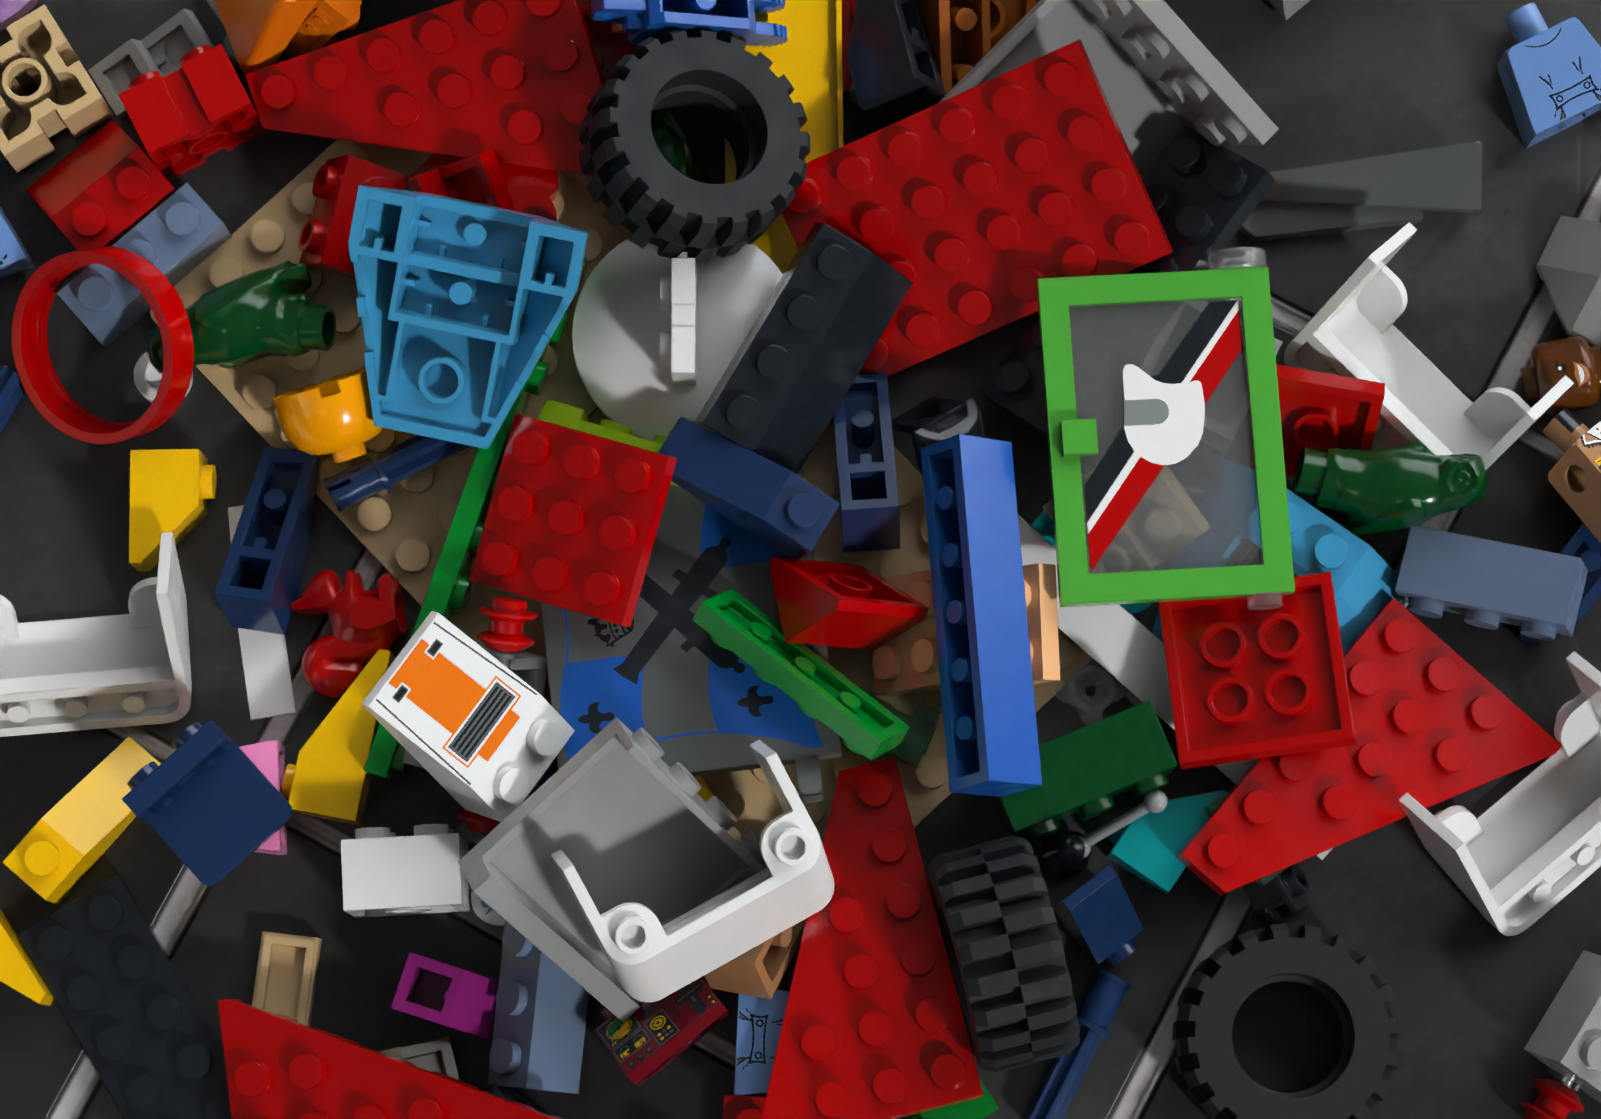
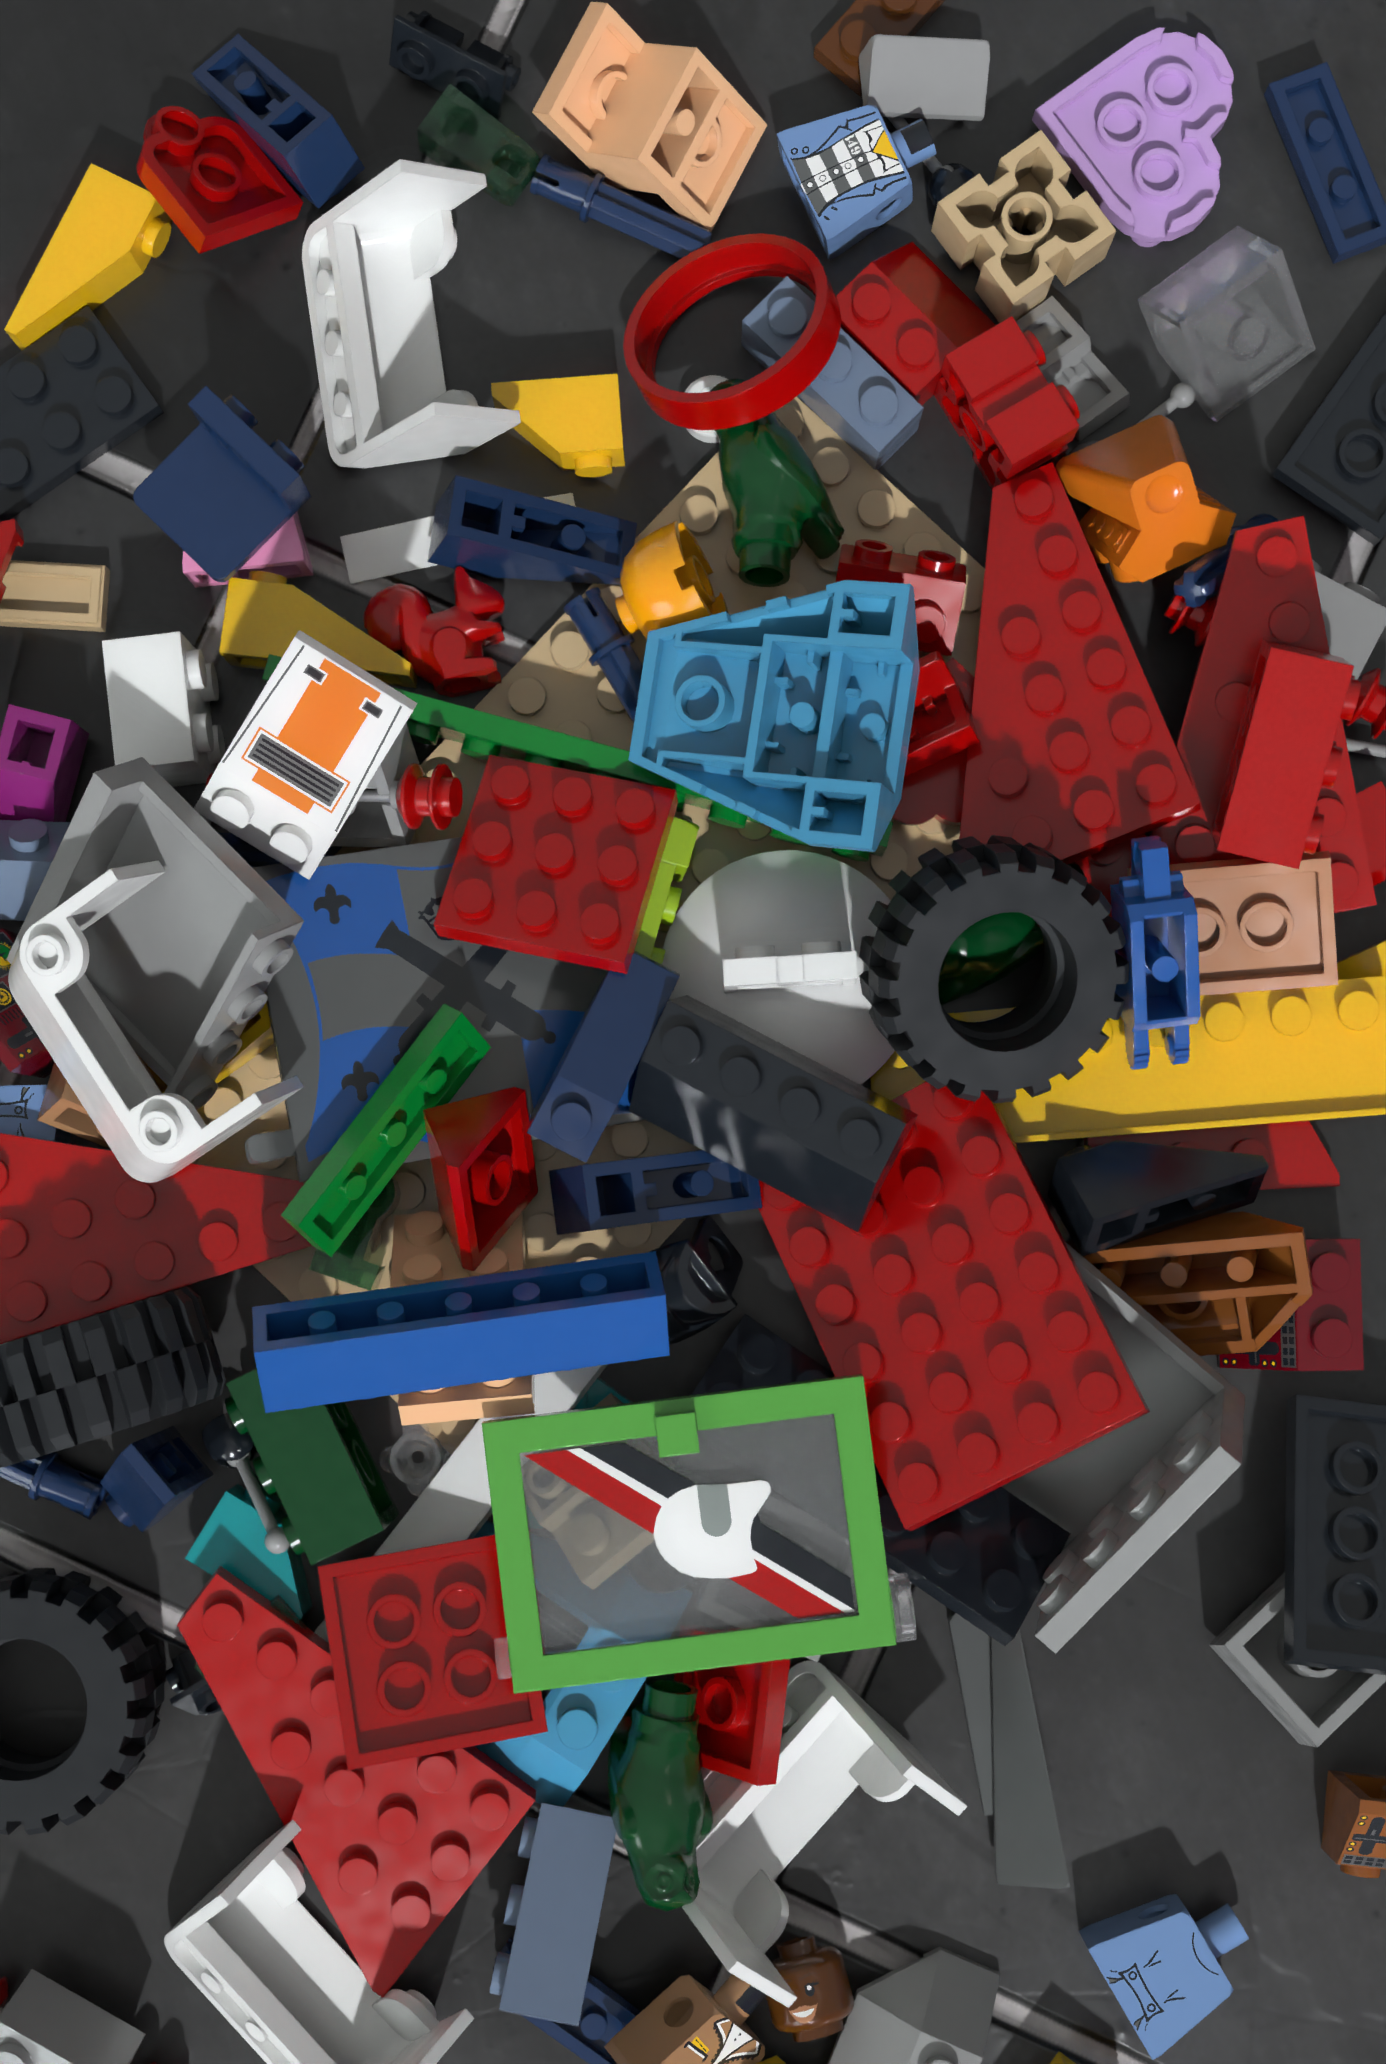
camera: 90 degrees right, 5 degrees up
(79, 826) = (200, 354): yellow slope -> none

